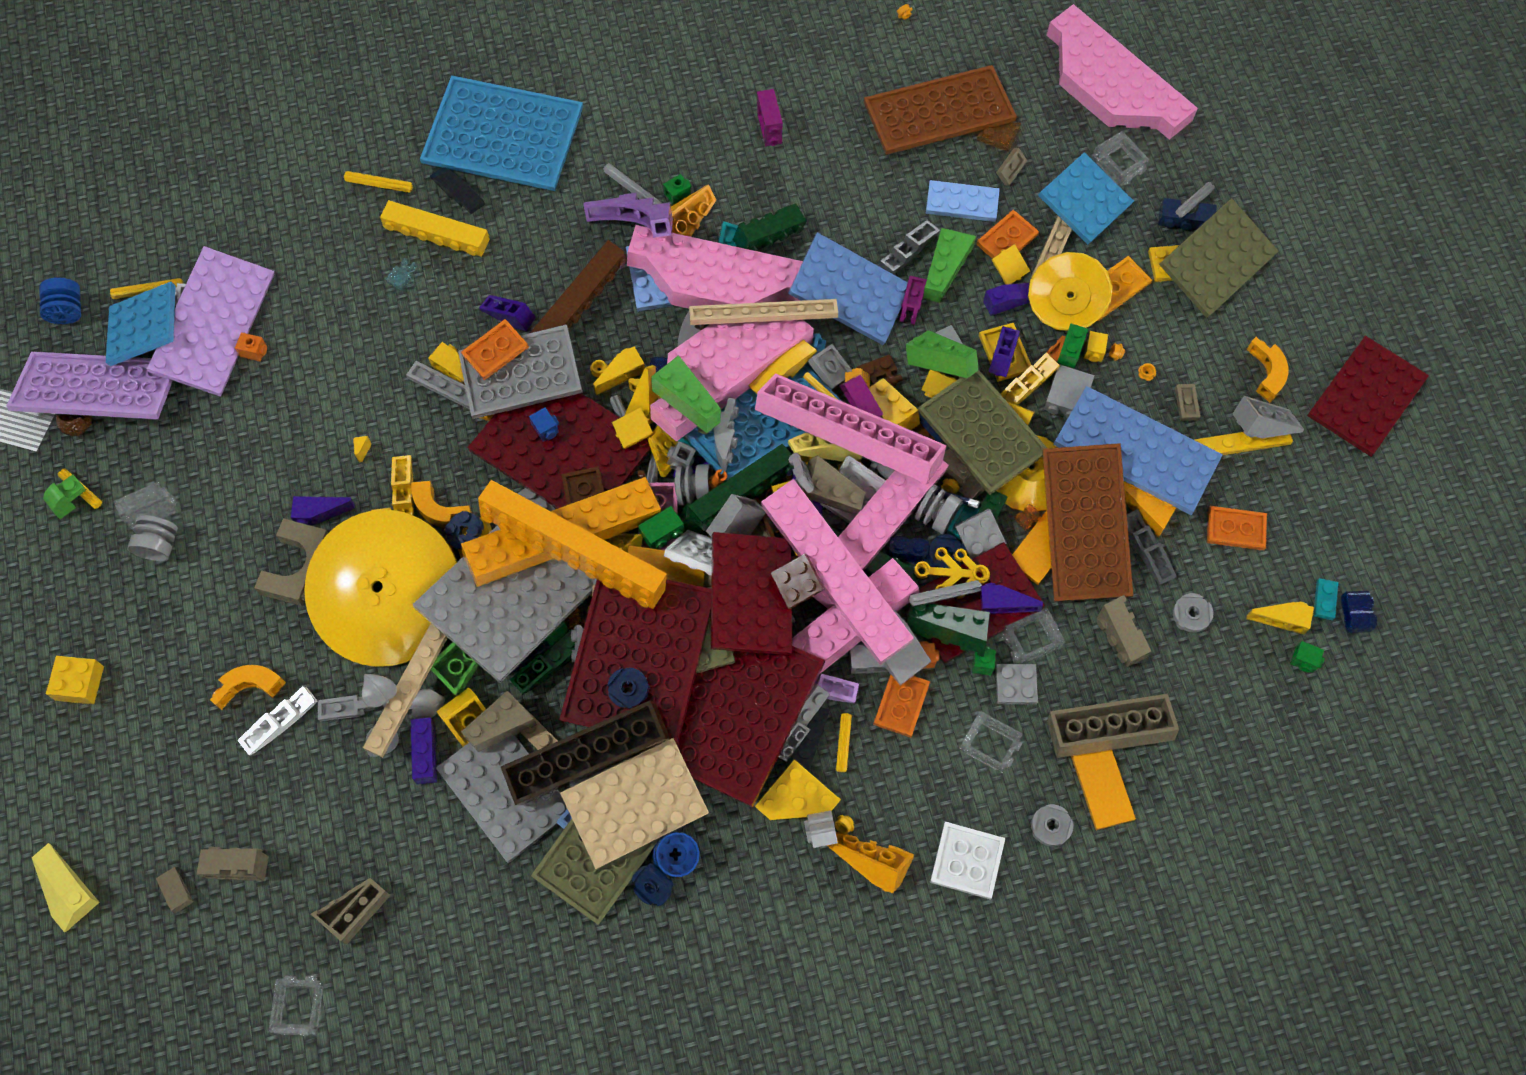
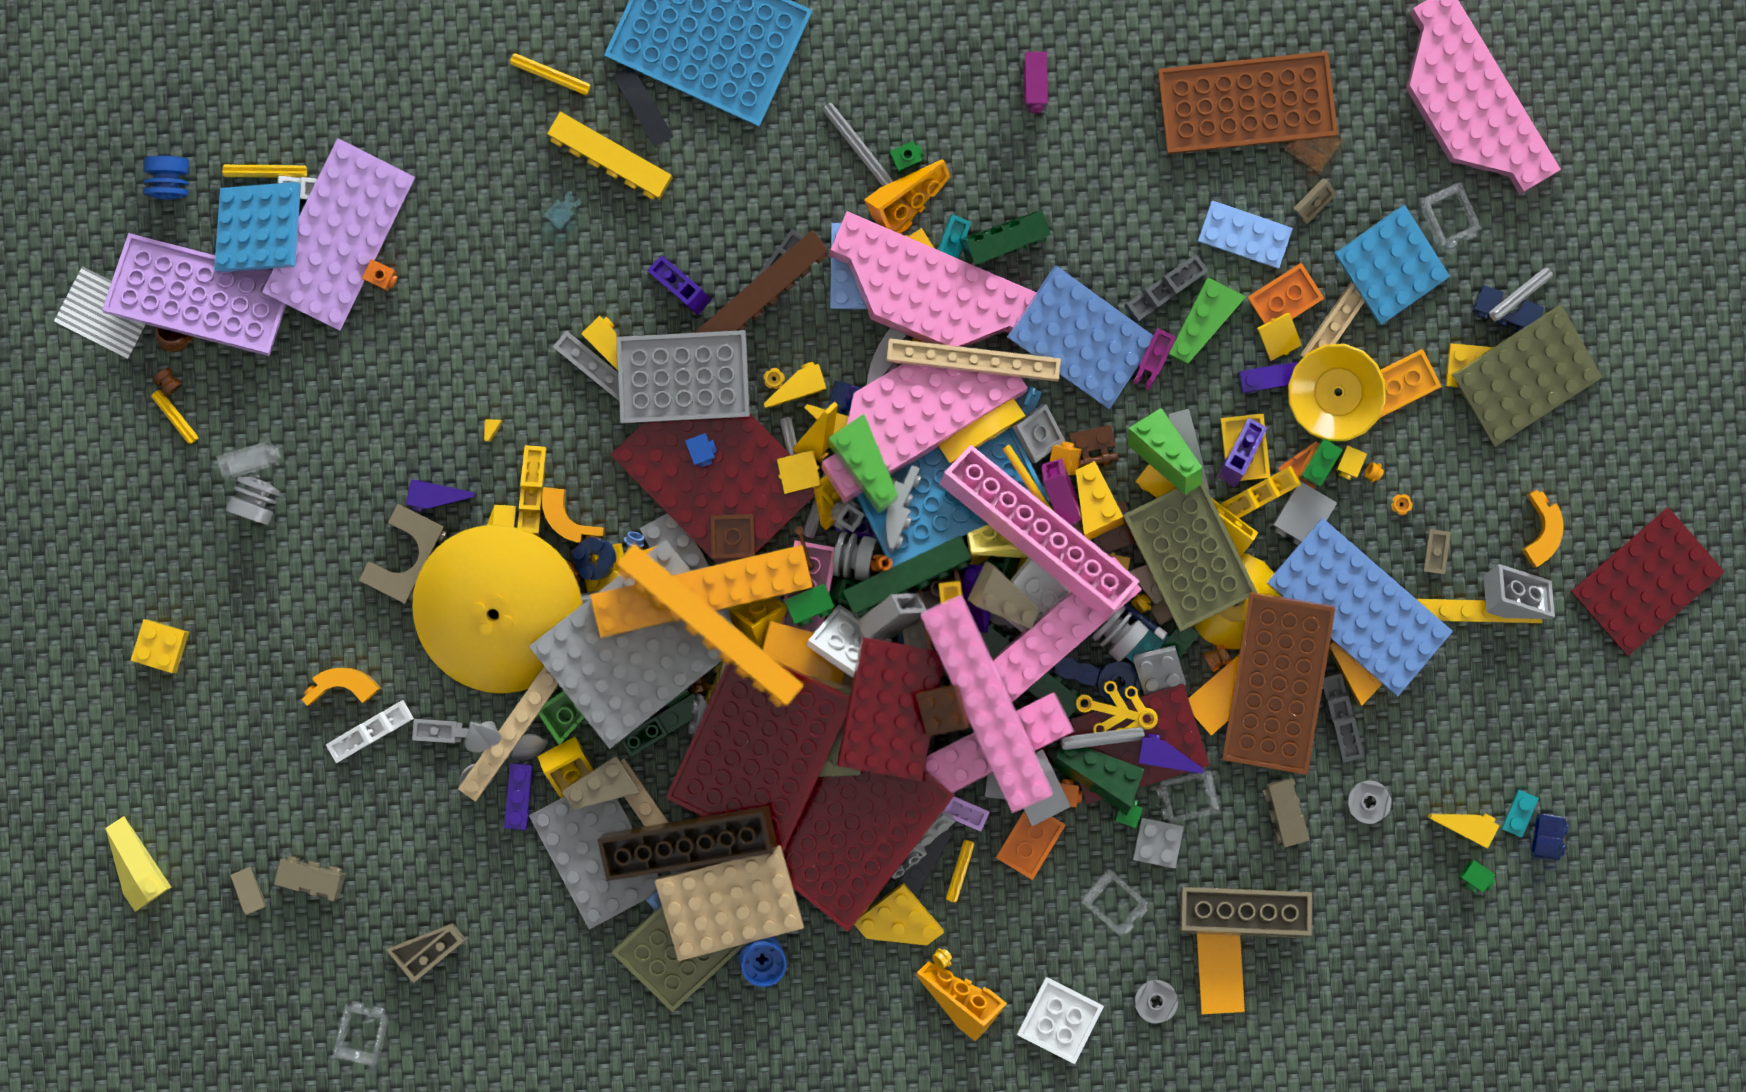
camera: 10 degrees right, 20 degrees up
(60, 496) = (158, 427): bright green brick -> none
(71, 461) = (167, 382): none -> reddish brown wheel
(494, 349) = (658, 349): orange plate -> none
(627, 676) = (730, 784): dark blue plate -> none
(629, 208) = (857, 190): medium lavender arch -> none
(661, 885) = (733, 985): dark blue plate -> none
(801, 473) = (972, 583): light grey hinge -> none
(820, 829) = (916, 962): light grey brick -> none
(1237, 528) = (1447, 712): orange tile -> none

